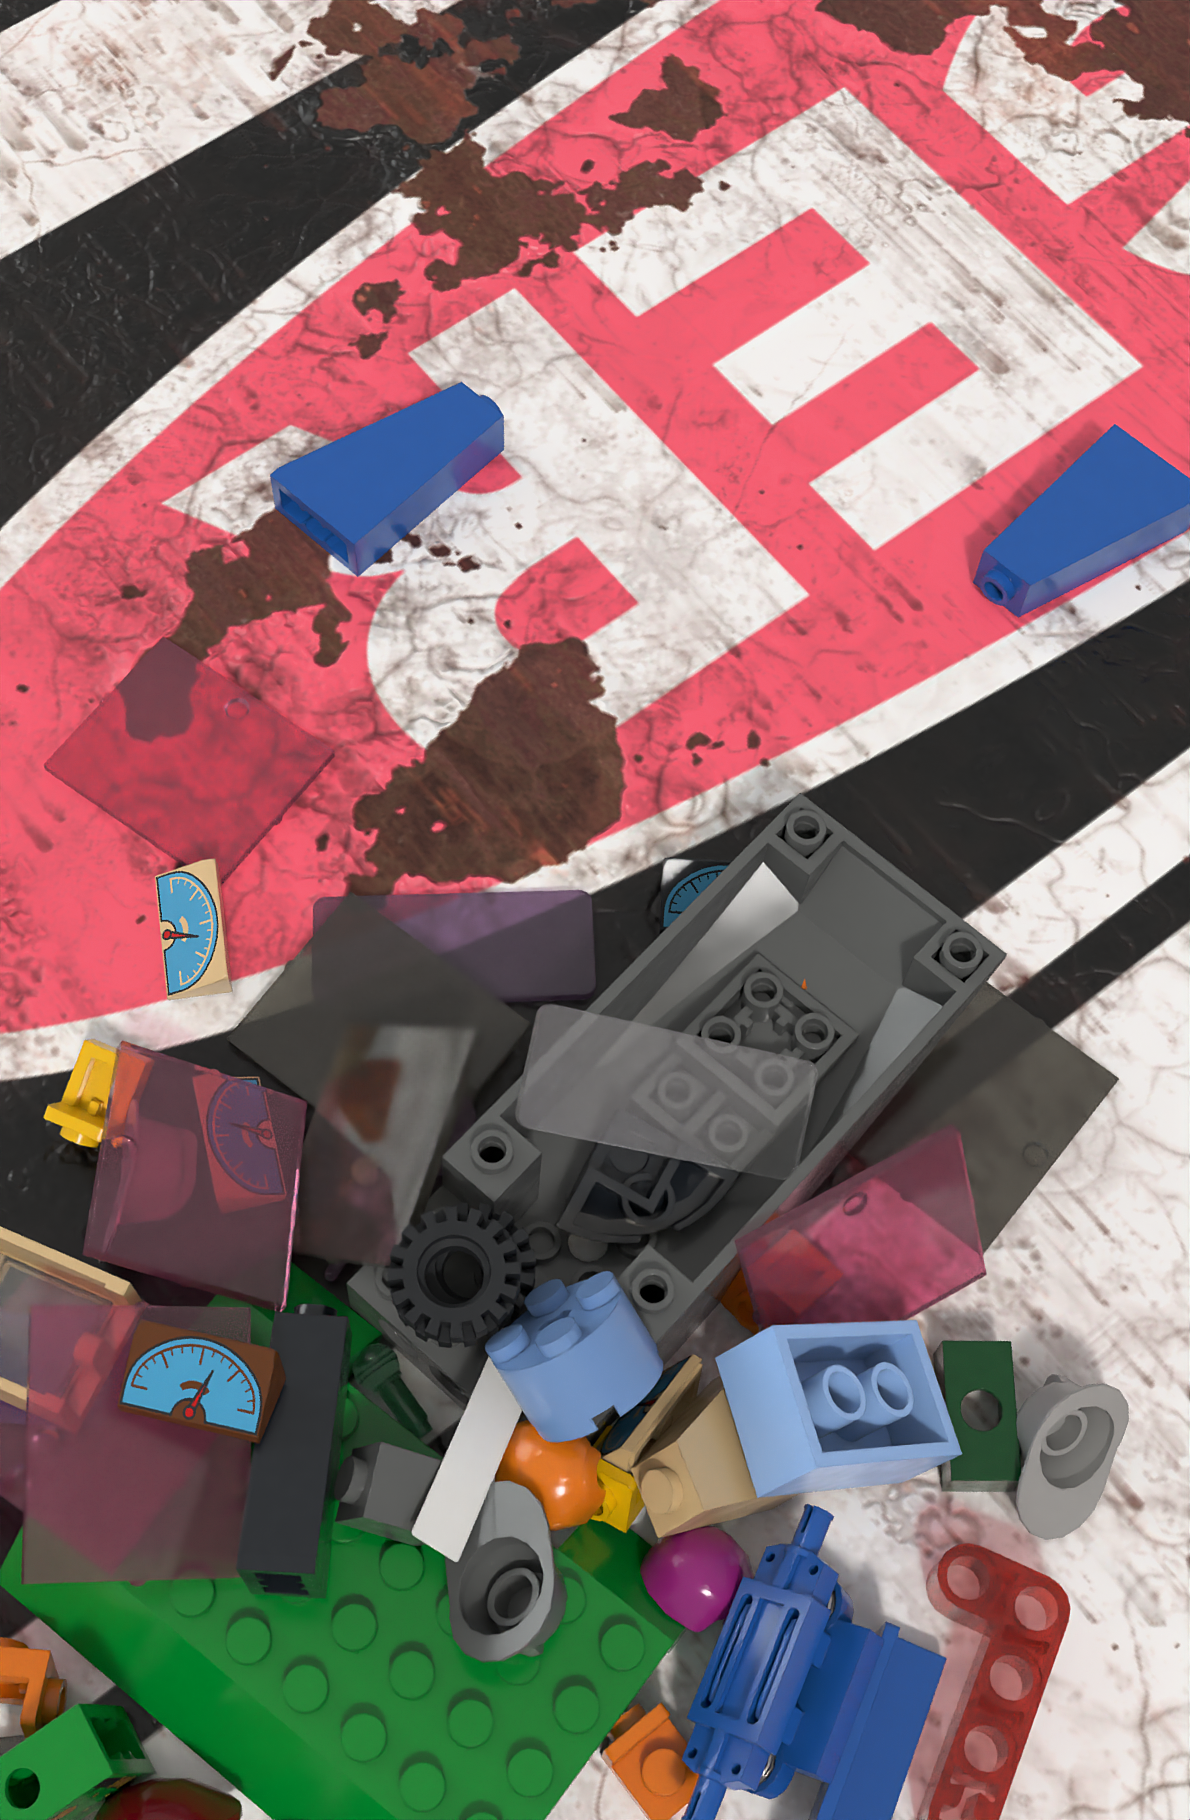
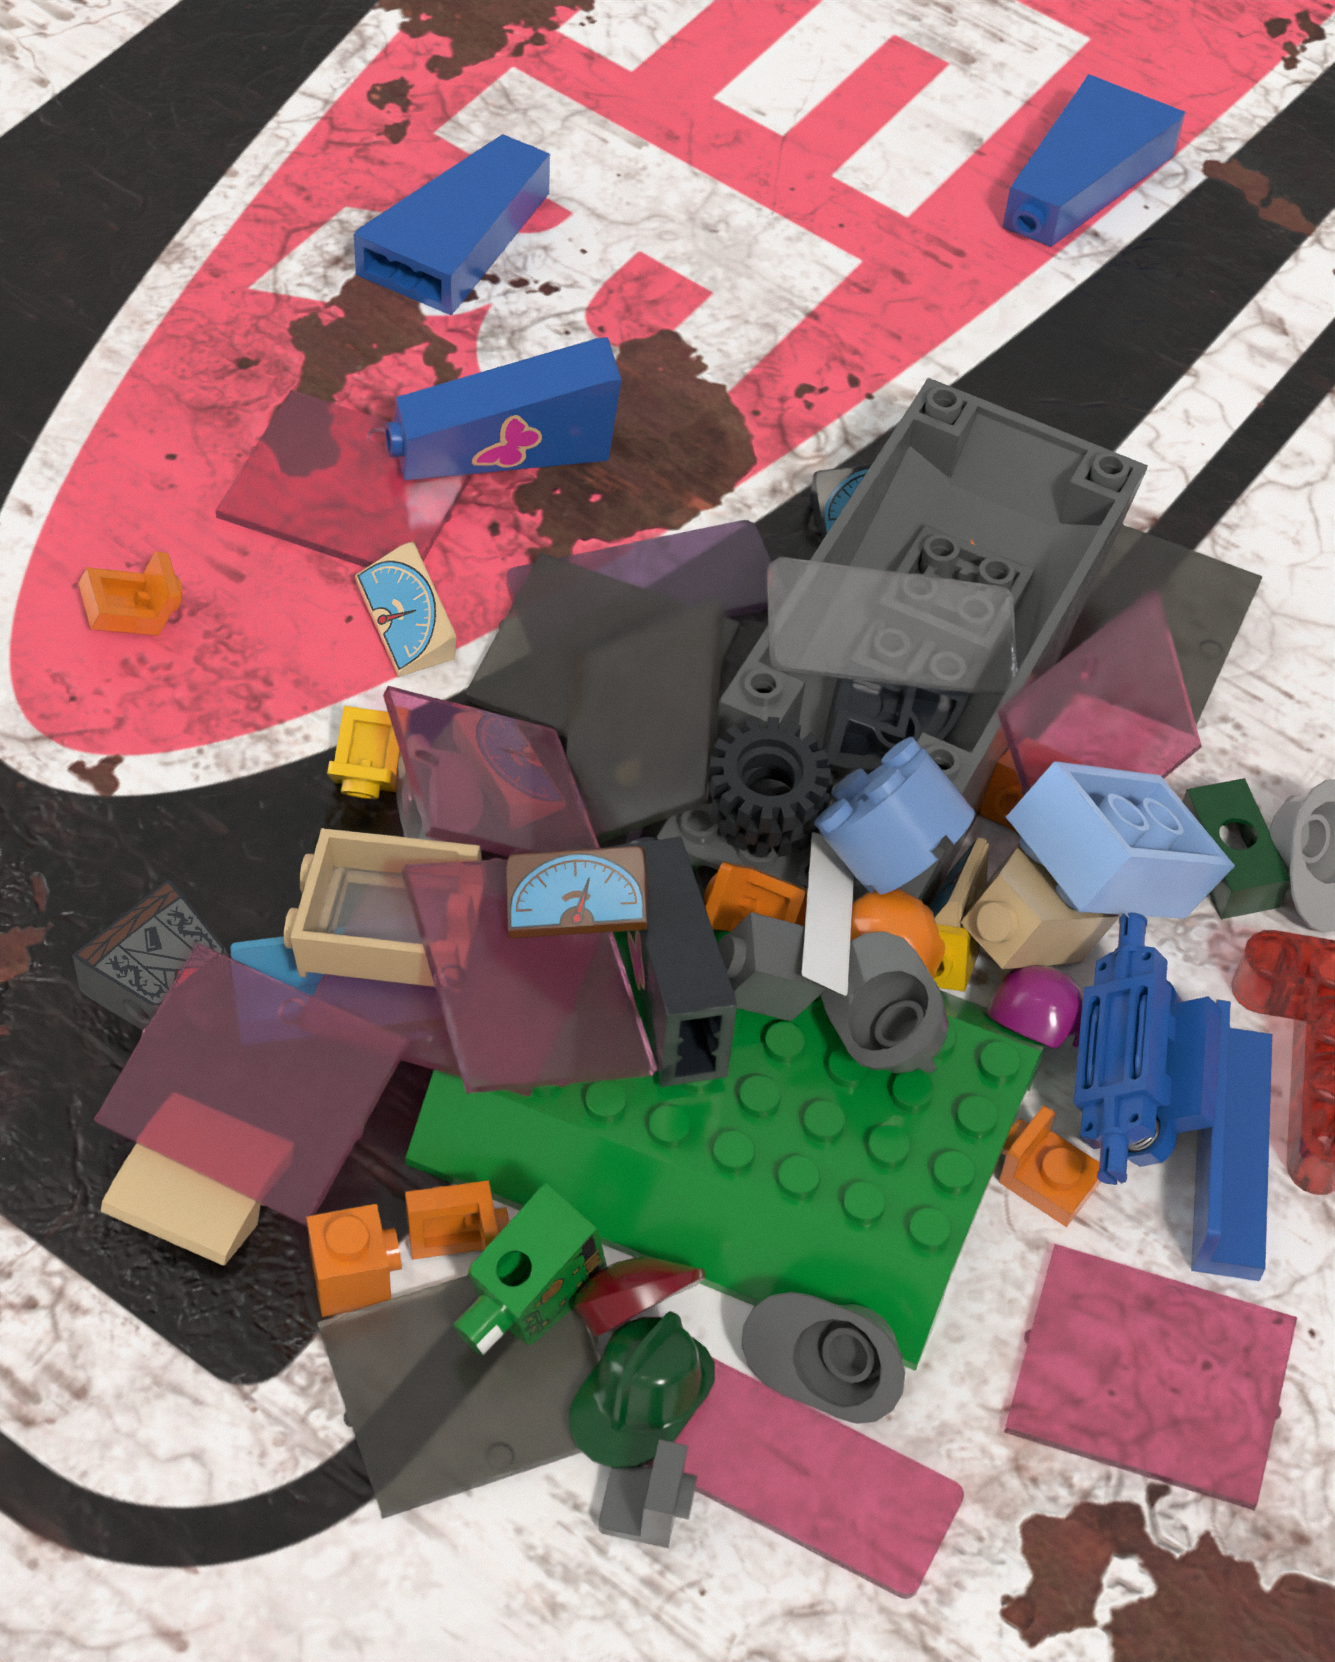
camera: 15 degrees left, 10 degrees down
(361, 726) = (511, 416): none -> blue slope
(420, 1392) = (745, 889): none -> orange bracket

